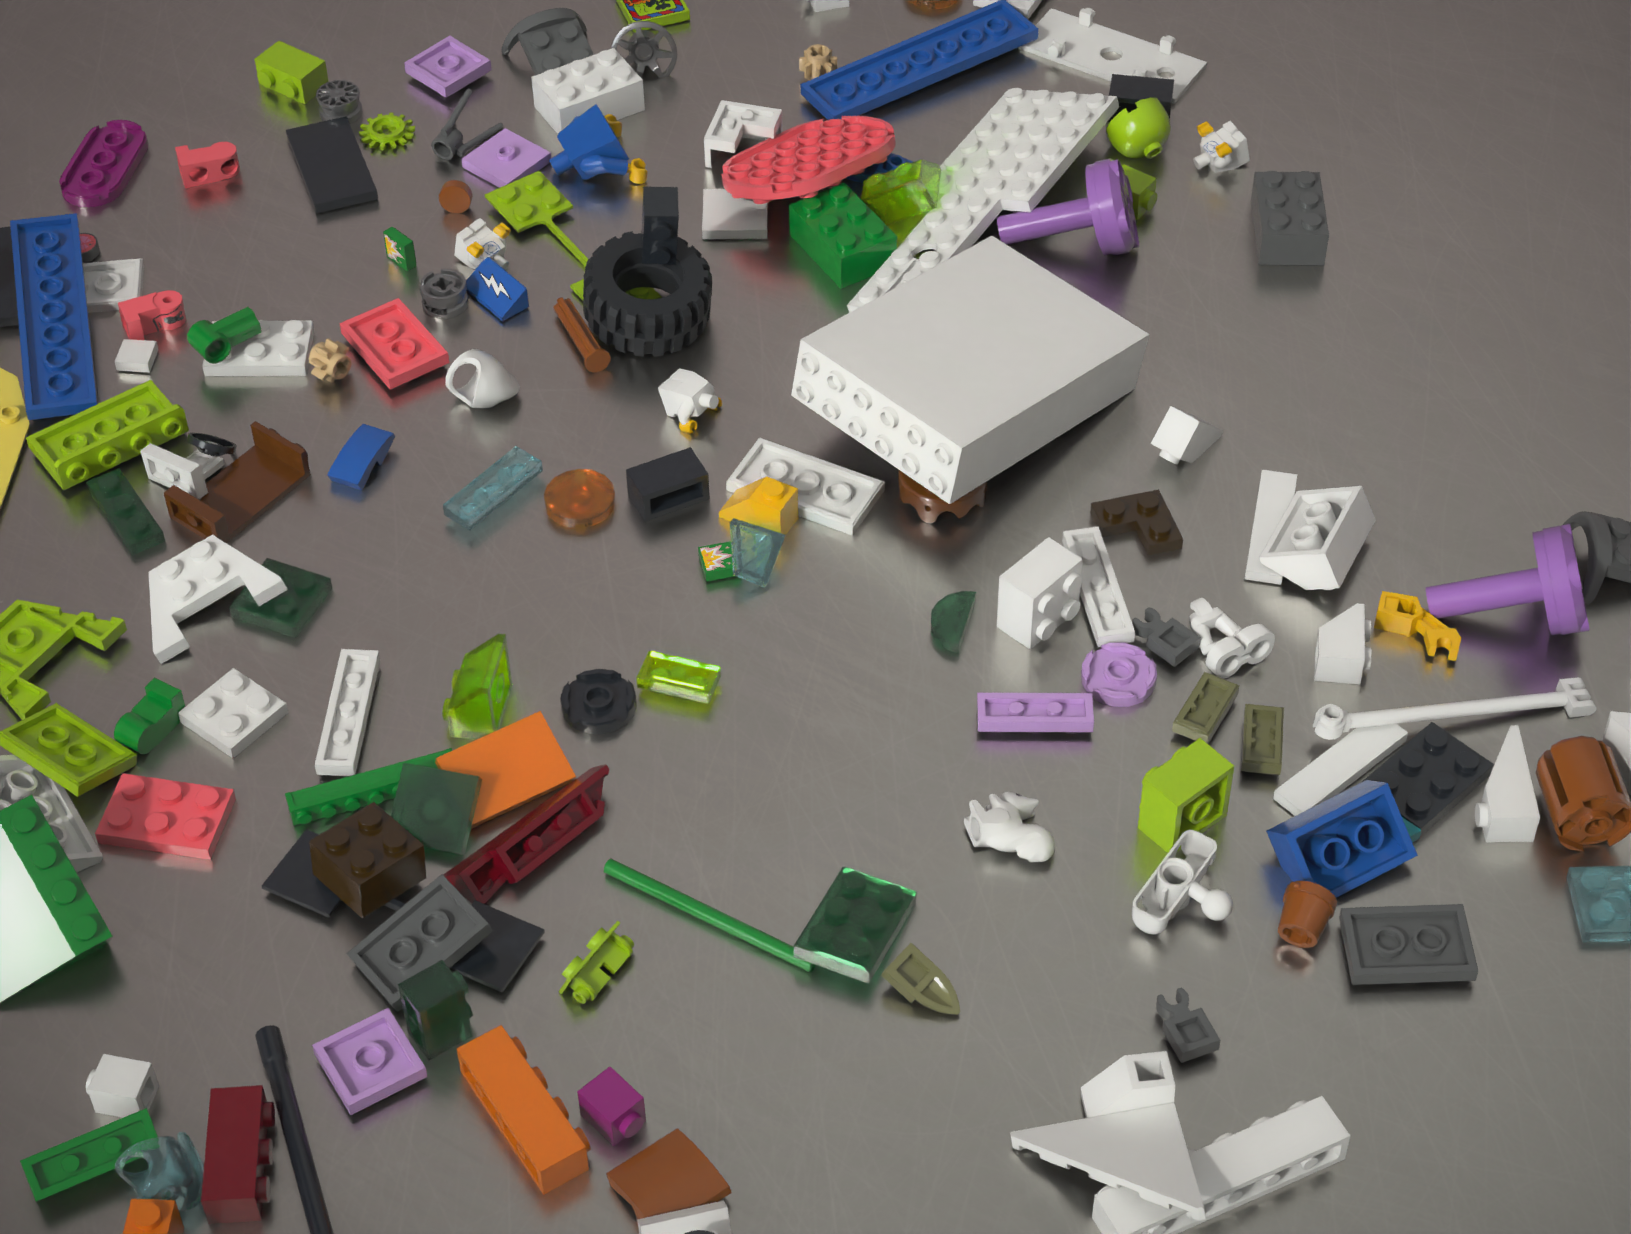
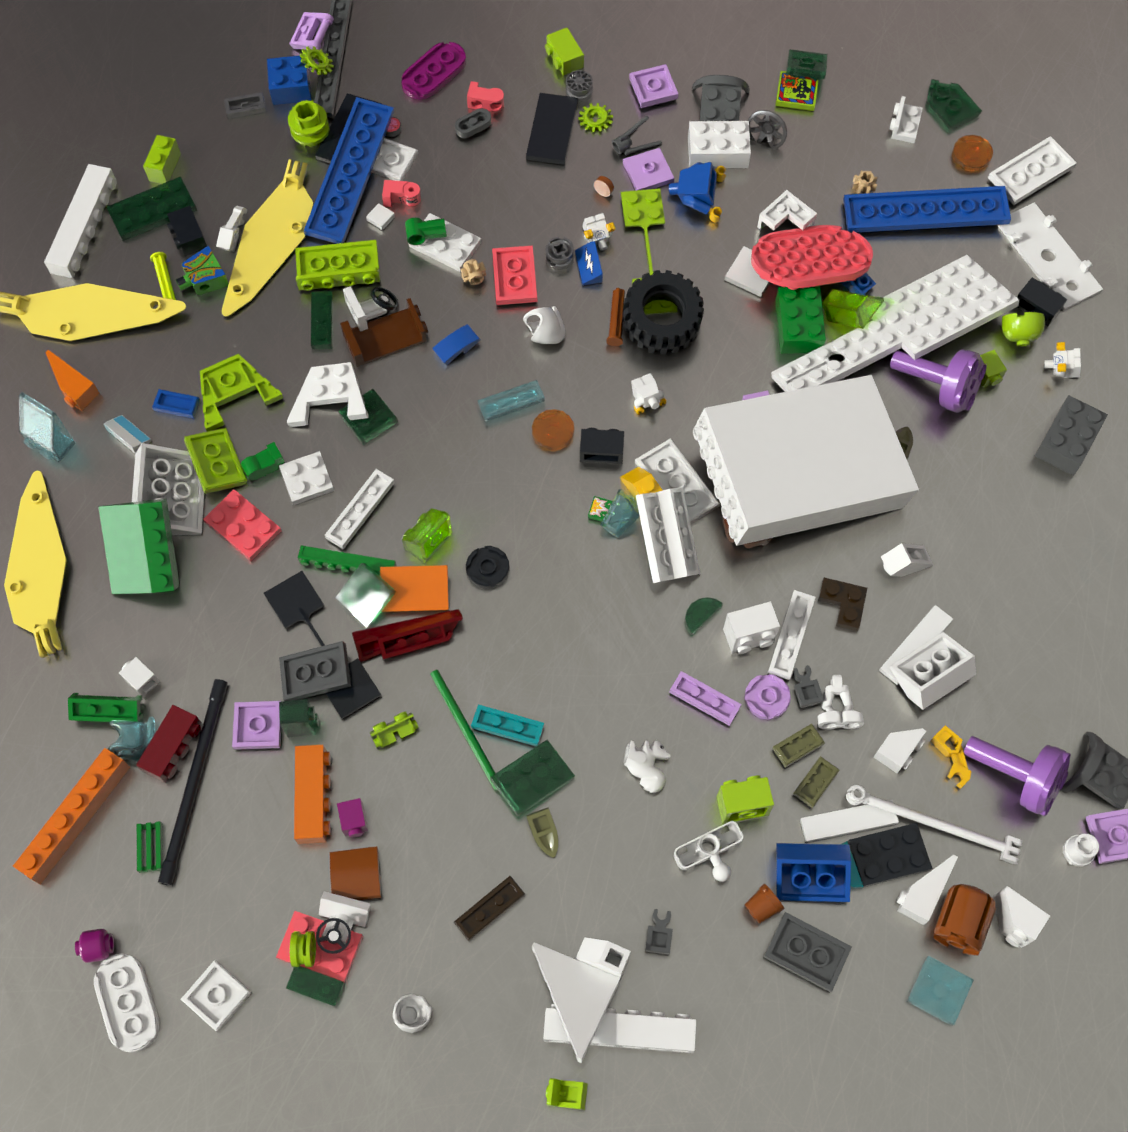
camera: 30 degrees right, 20 degrees up
(208, 197) = (471, 123): none -> dark grey plate
(368, 859) = (315, 610): dark brown brick -> none
(400, 248) = (553, 210): green tile -> none
(659, 225) = (681, 281): black piece -> none
(678, 677) = (535, 575): clear neon green plate -> none
(770, 876) = (507, 725): none -> teal plate
(843, 538) = (668, 534): none -> white slope
(910, 1126) = (489, 908): none -> dark brown tile

